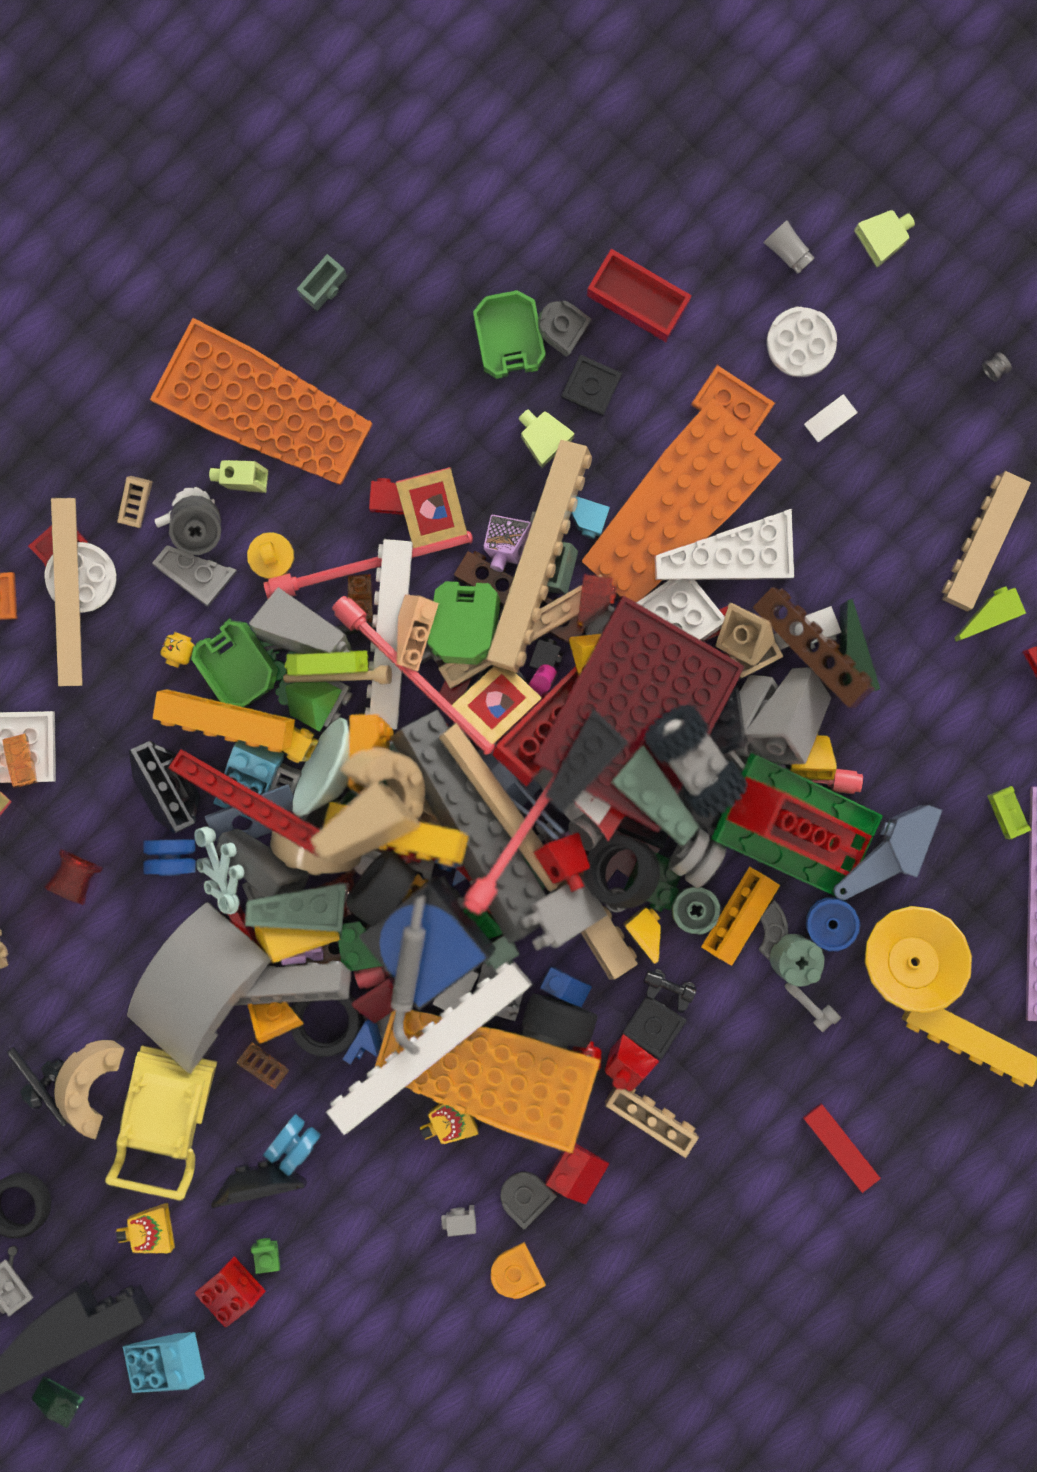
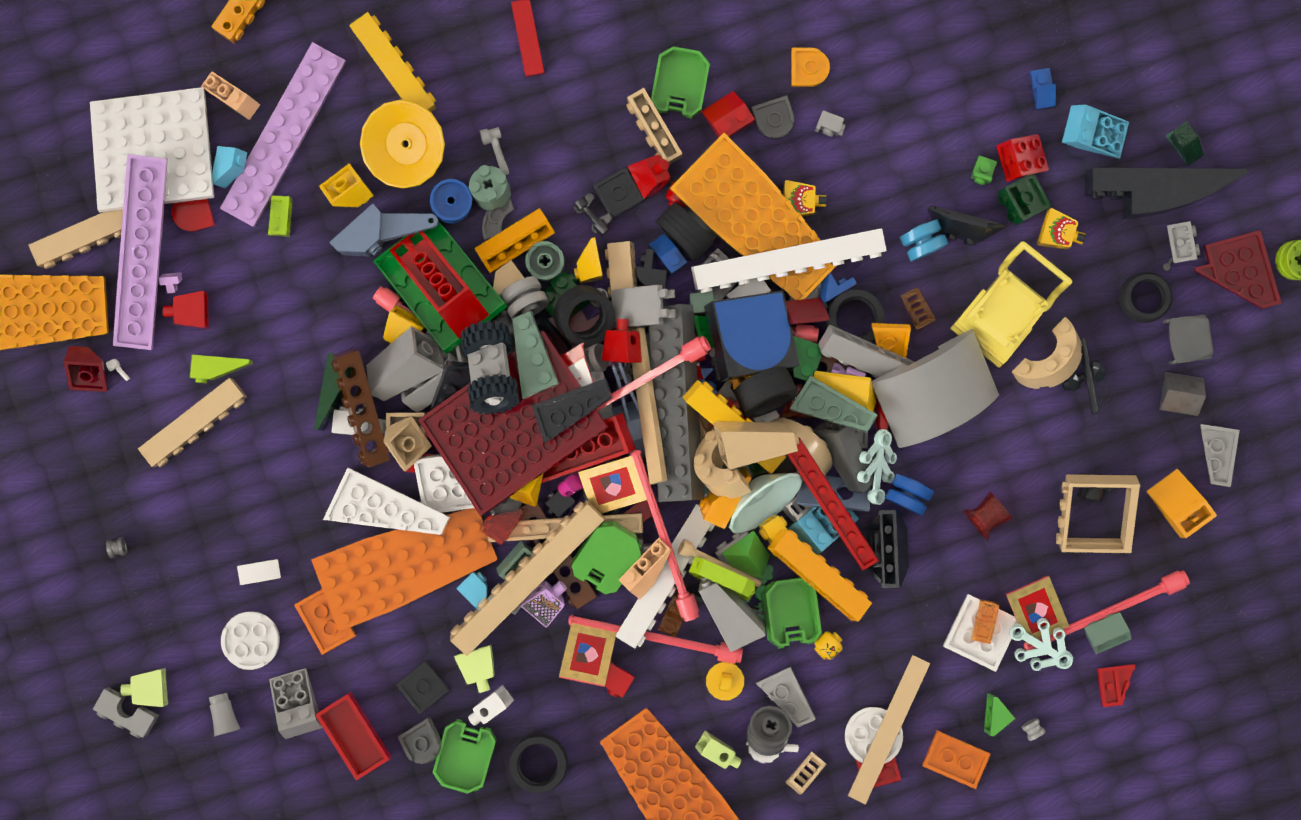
camera: 155 degrees left, 0 degrees up
(205, 1246) = (1023, 199): none -> dark green plate
(245, 1381) = (1043, 89): none -> blue slope
(407, 975) = (777, 319): light grey piece -> none
(416, 340) = (524, 782): none -> black tyre
(507, 401) = (495, 703): none -> white torso
(574, 951) = (647, 275): none -> black brick
(652, 1191) = (680, 75): none -> bright green piece
(719, 298) = (294, 703): none -> light grey slope
(729, 871) = (506, 276): none -> tan slope
(914, 196) = (110, 706): none -> light grey arch
(953, 879) = (346, 188): none -> yellow slope

